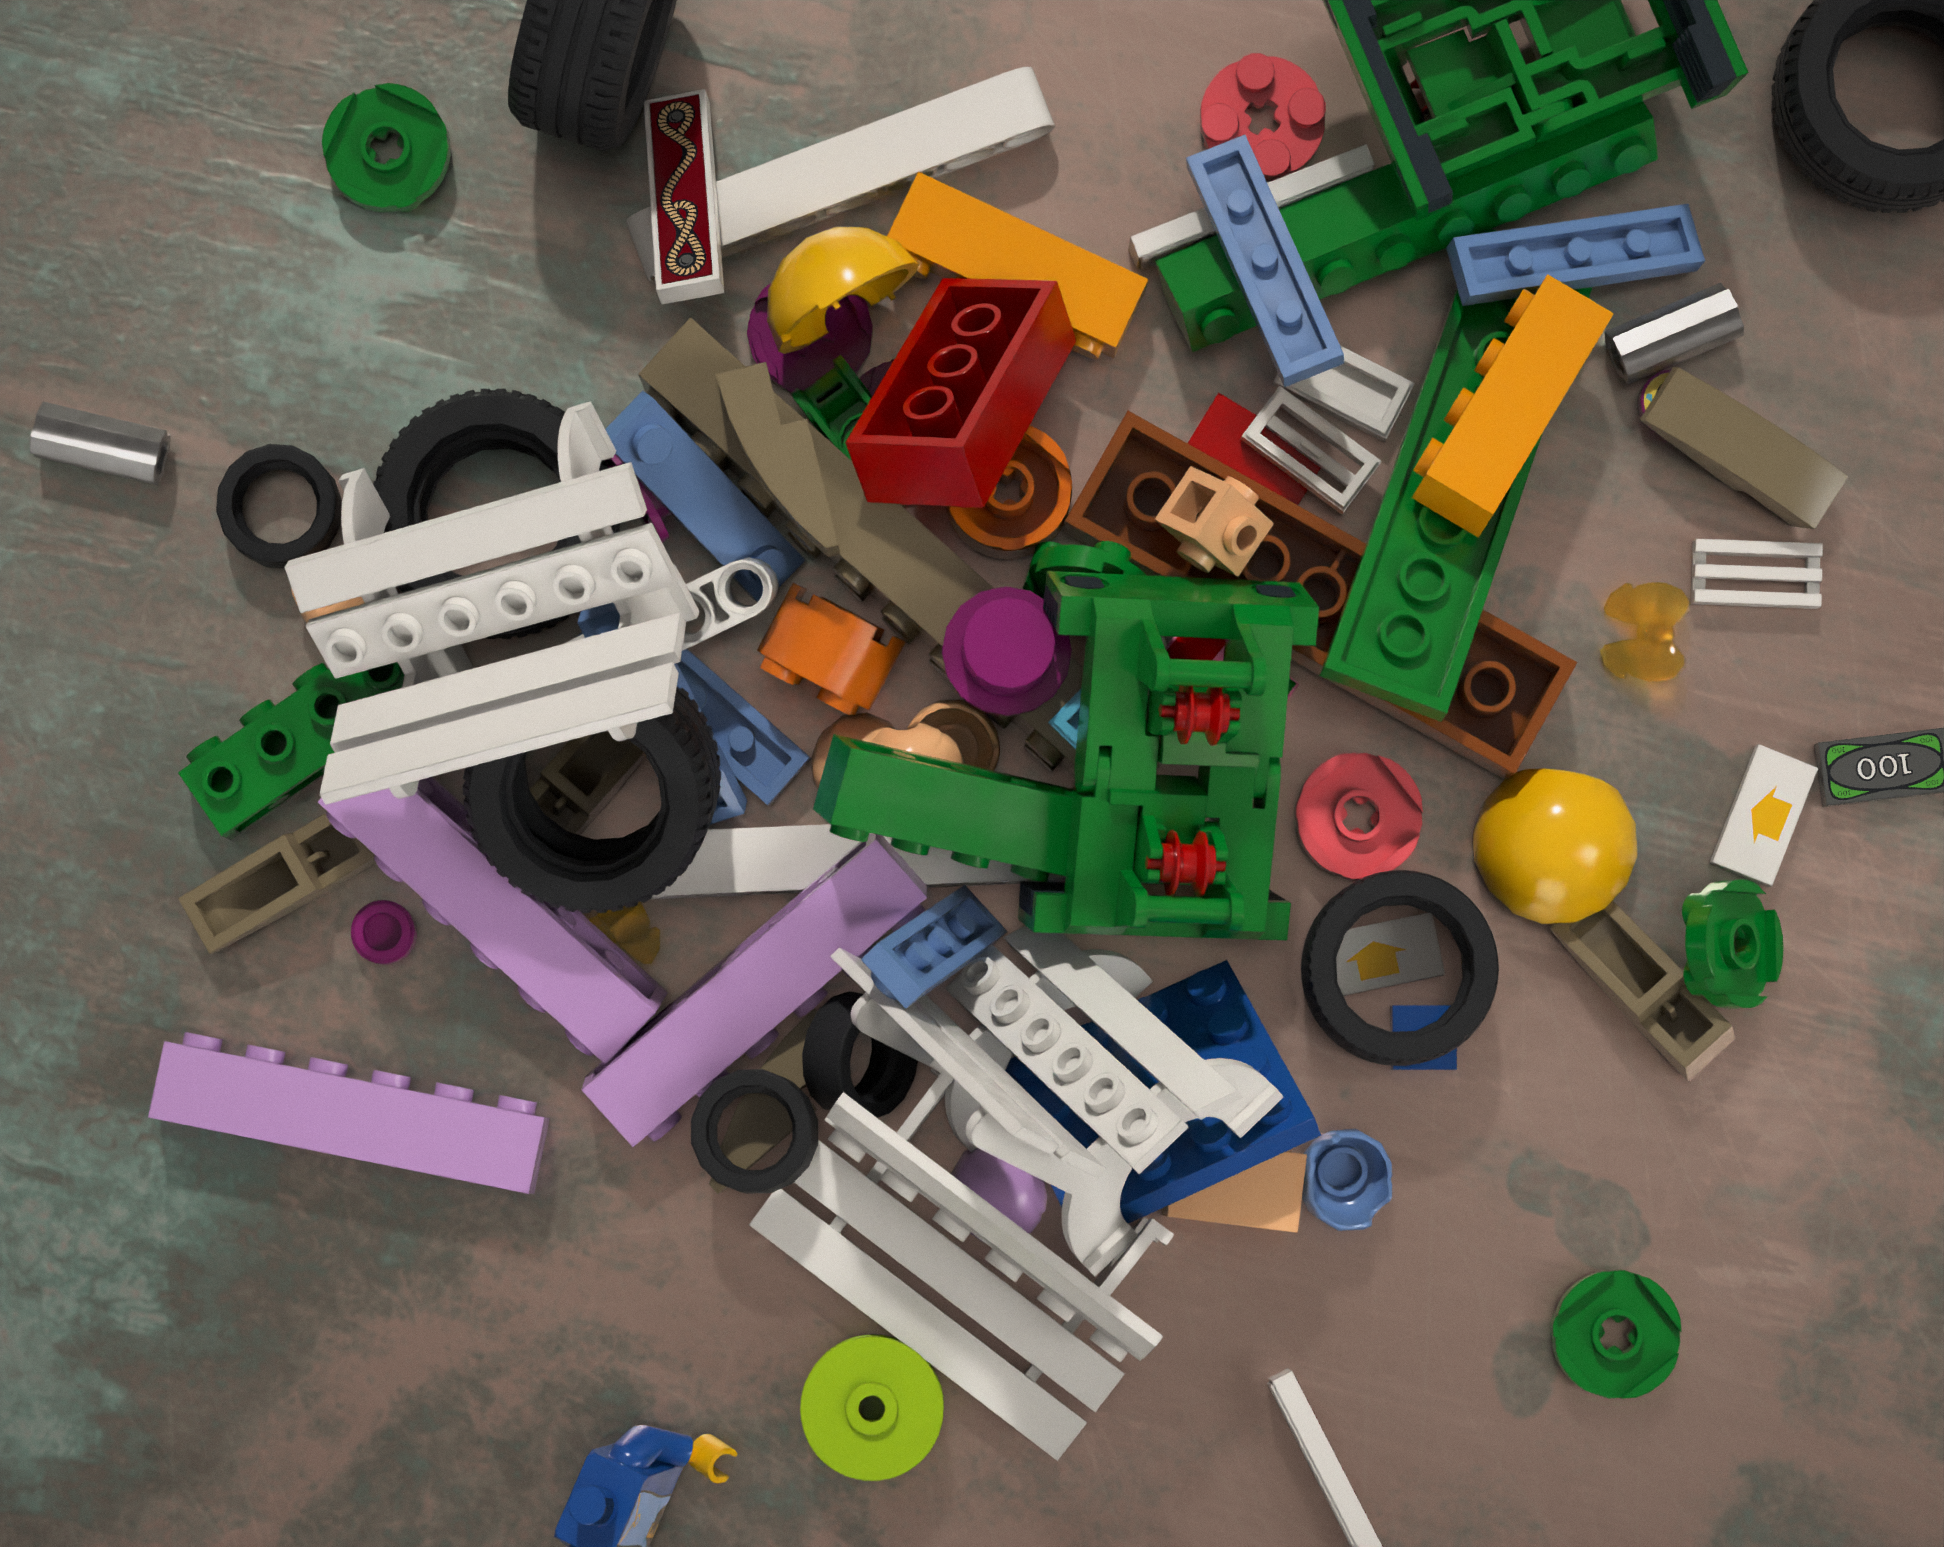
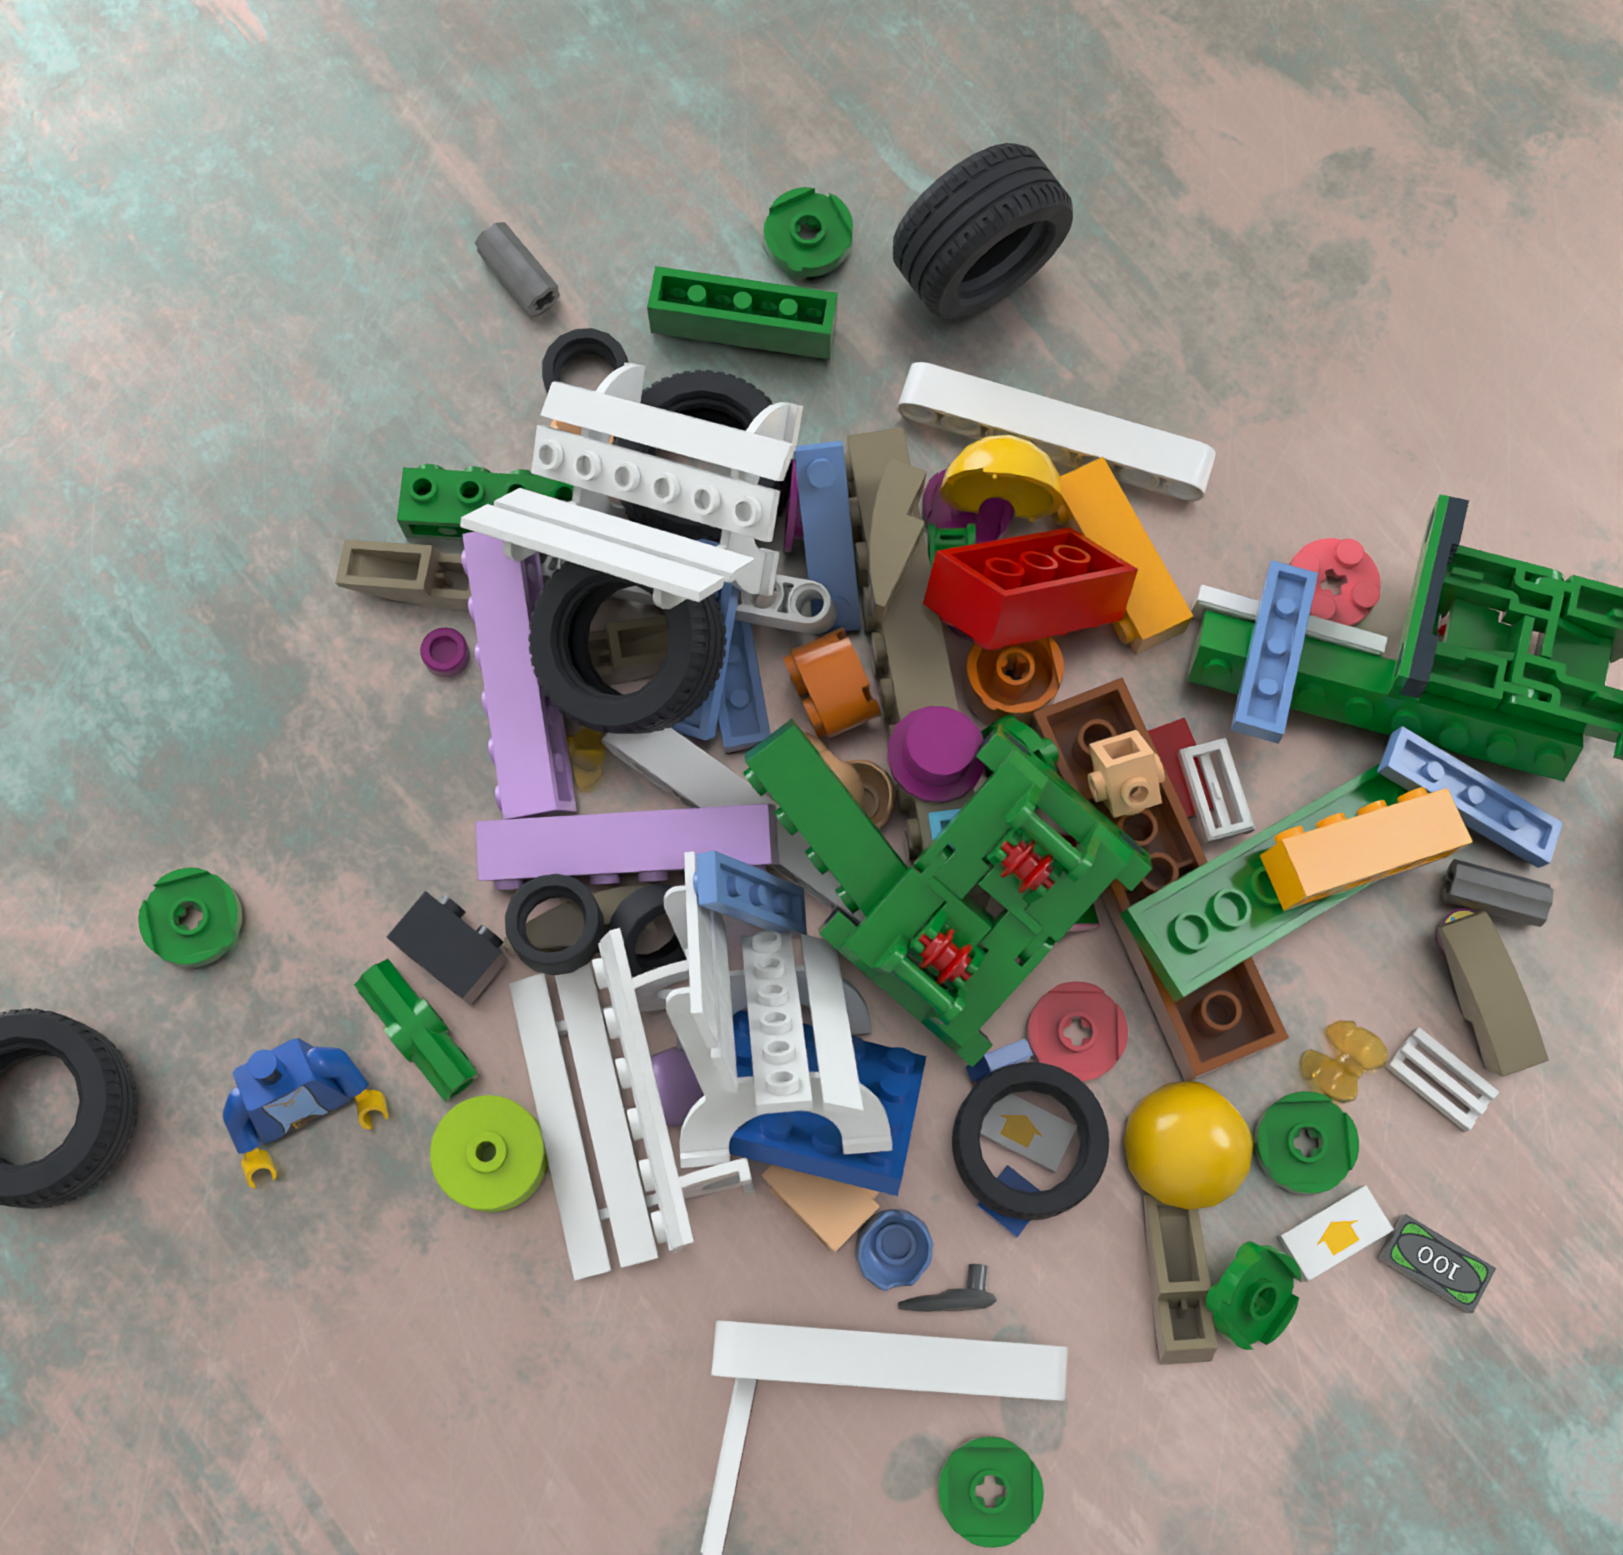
camera: 40 degrees right, 10 degrees down
(324, 1424) = (168, 902): none -> green plate
(349, 1116) = (335, 738): lavender brick -> none
(396, 304) = (742, 312): none -> green brick
(656, 1237) = (448, 946): none -> black brick
(683, 197) = (953, 369): tile -> none
(691, 1344) = (416, 1030): none -> green piece
(1308, 906) = (1007, 1055): none -> tile
(1356, 394) = (1266, 776): white tile -> none
(1427, 1290) = (889, 1361): none -> white beam
(1440, 1180) = (967, 1299): none -> dark grey bar
(1706, 753) = (1324, 1120): none -> green plate

